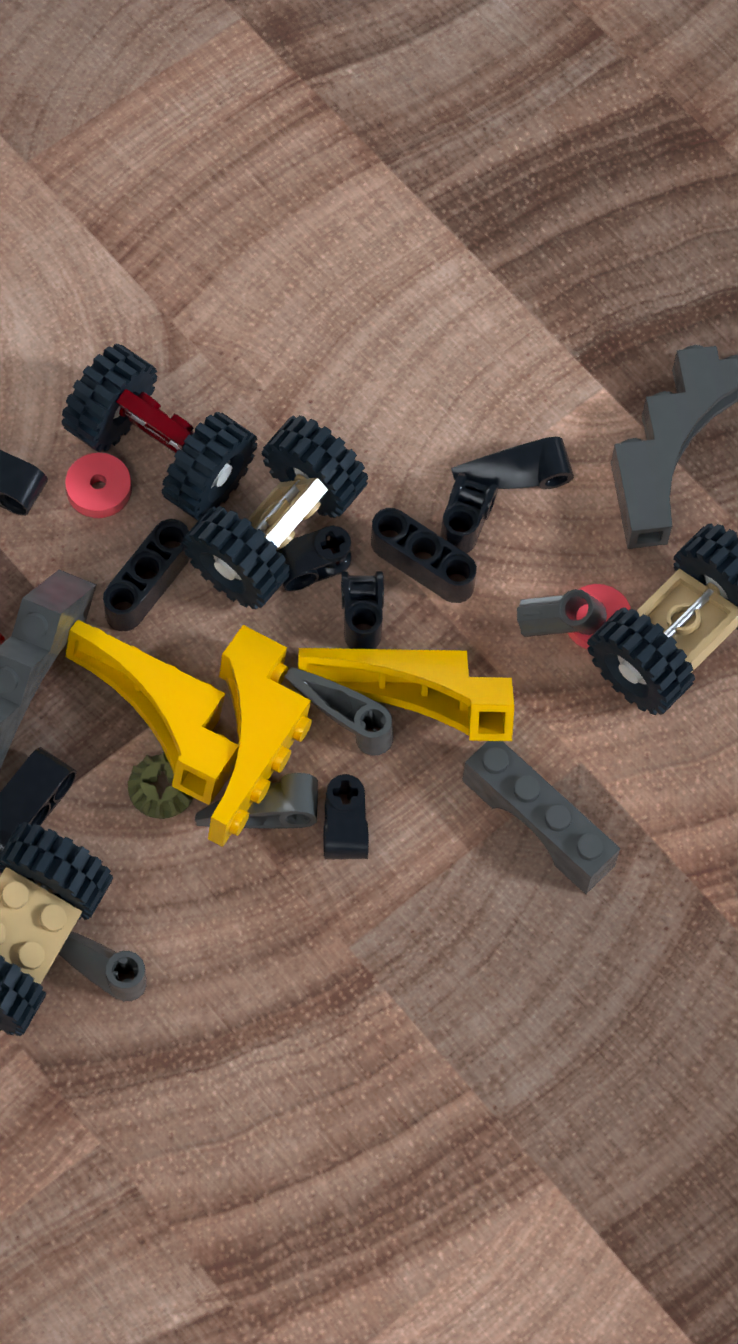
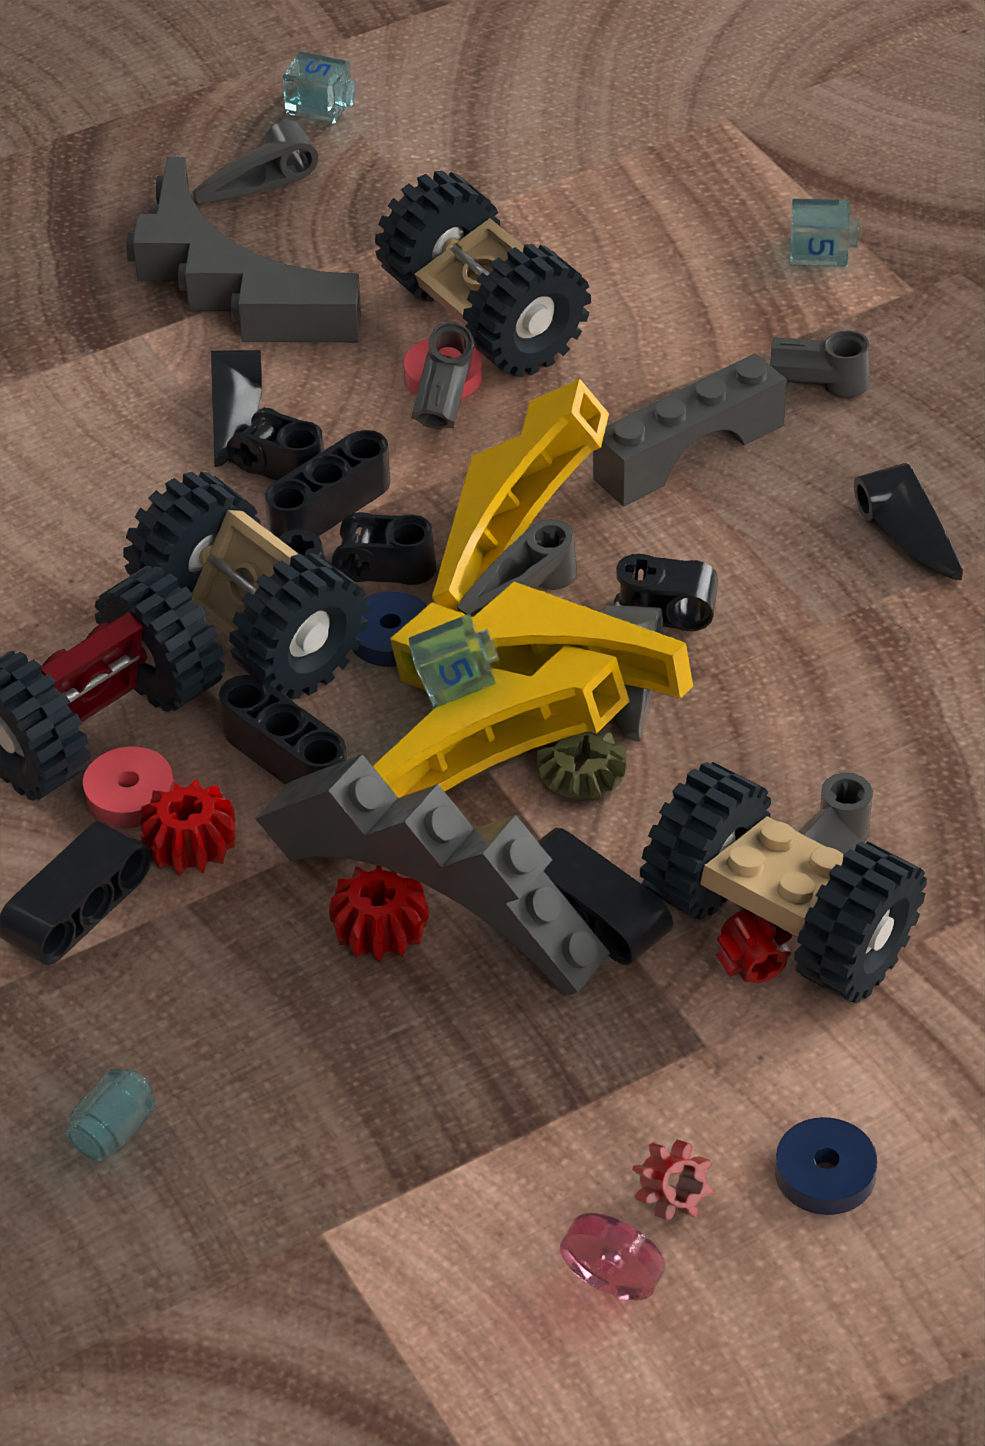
camera: 75 degrees left, 20 degrees down
(43, 542) = (188, 826): none -> red gear
(207, 667) = (454, 659): none -> clear light blue brick
(291, 613) = (387, 616): none -> dark blue piece
(473, 994) = (906, 514): none -> black piece
(652, 910) = (837, 362): none -> dark grey piece

